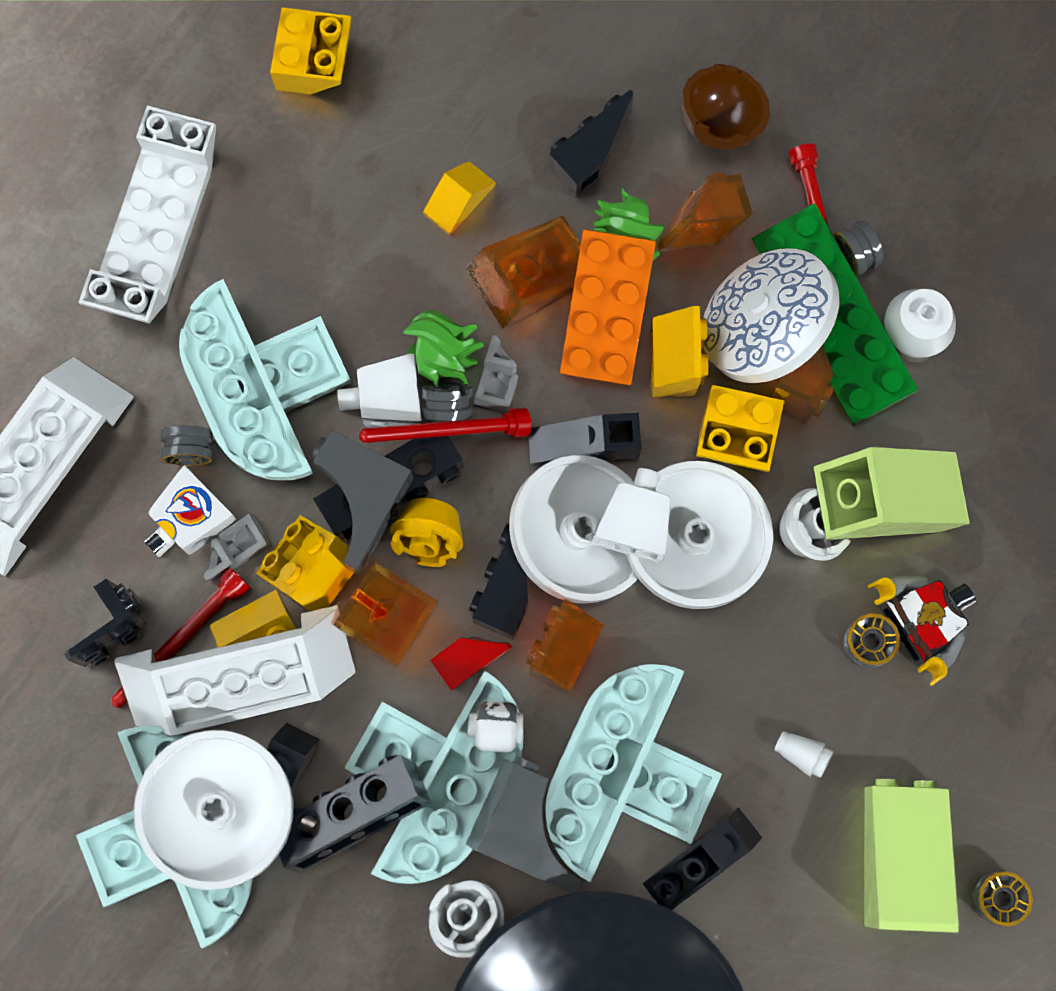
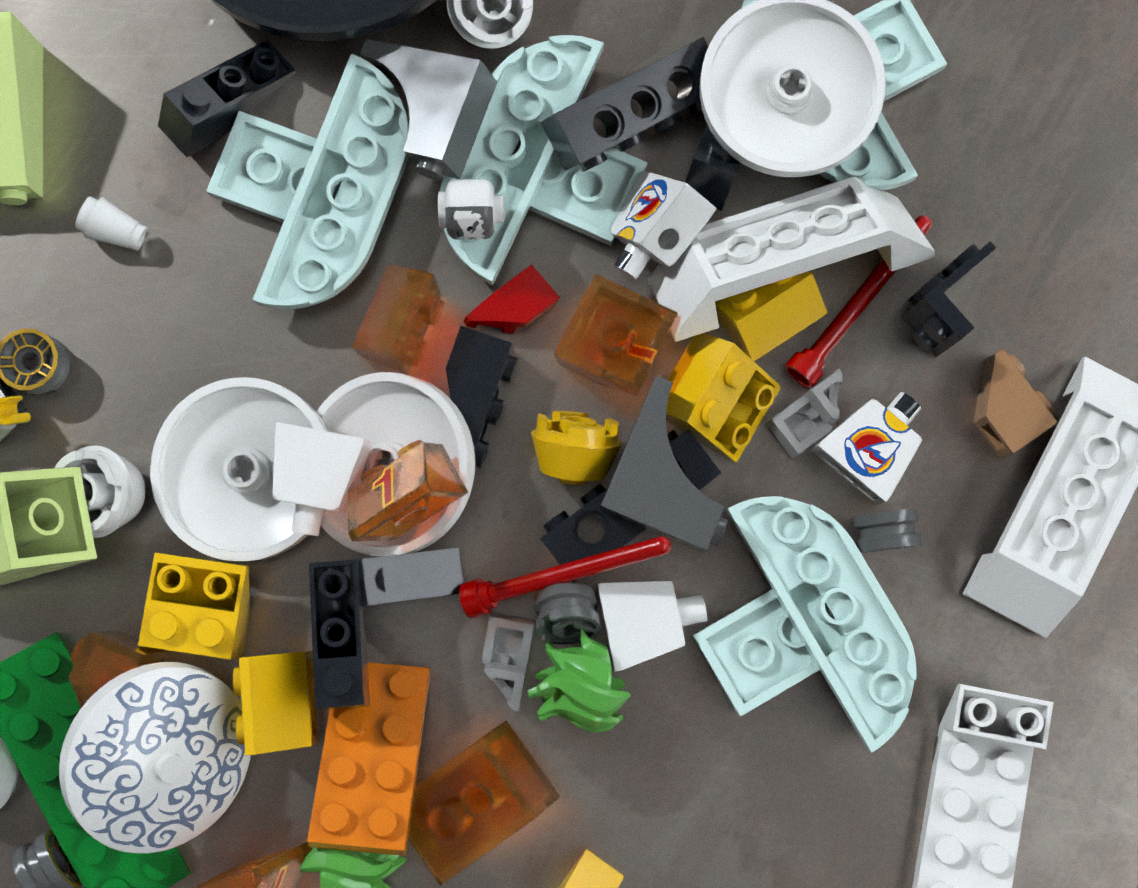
camera: 175 degrees right, 5 degrees up
(73, 537) = (1008, 407): none -> medium nougat slope
(341, 709) = (658, 222): none -> white torso
(567, 492) = (403, 493): none -> clear orange slope
(625, 389) = (338, 636): none -> black slope

